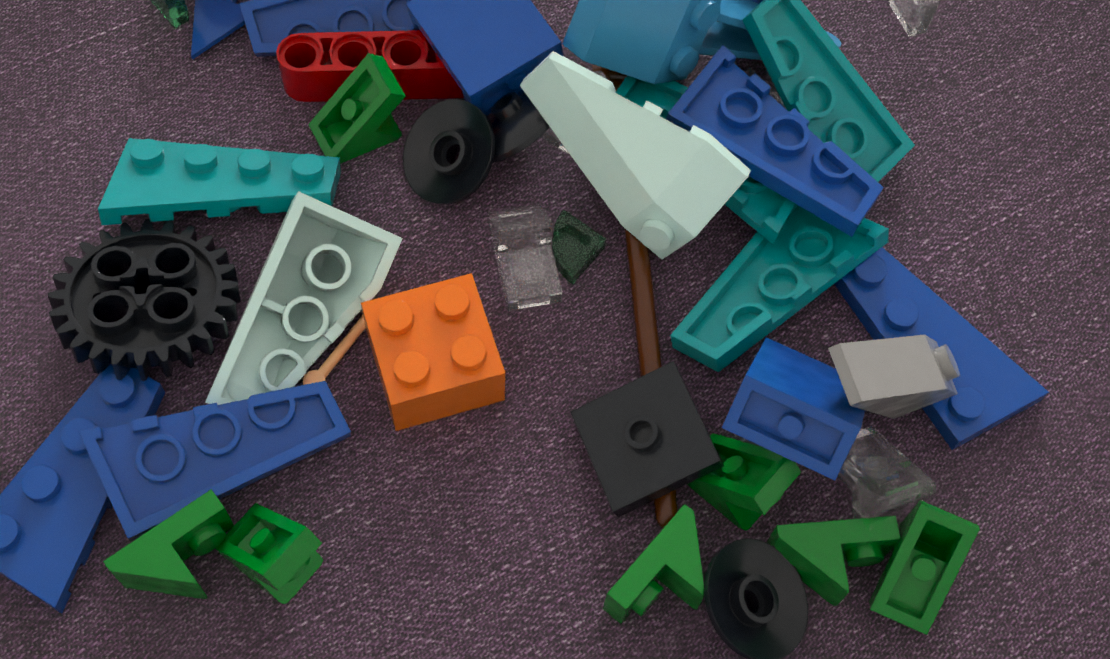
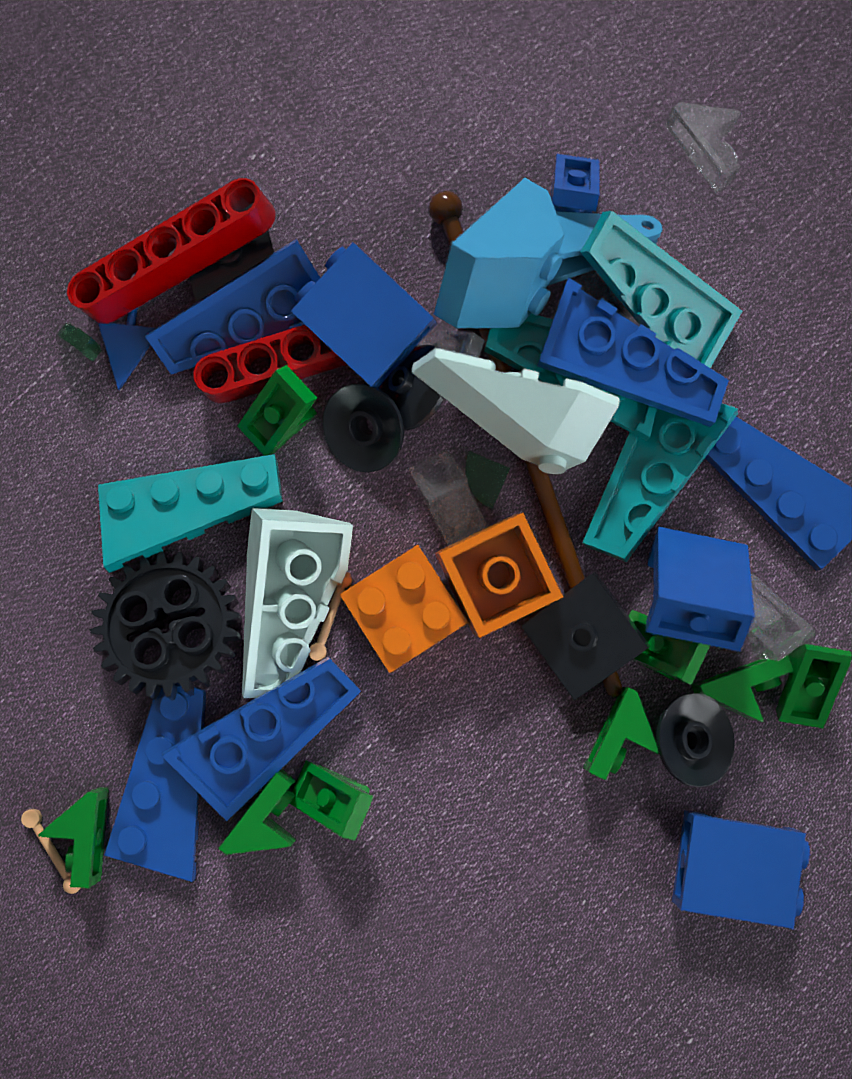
camera: 10 degrees left, 20 degrees up
(558, 335) = (498, 575): none -> orange brick
(895, 373) = (767, 547): light grey slope -> none

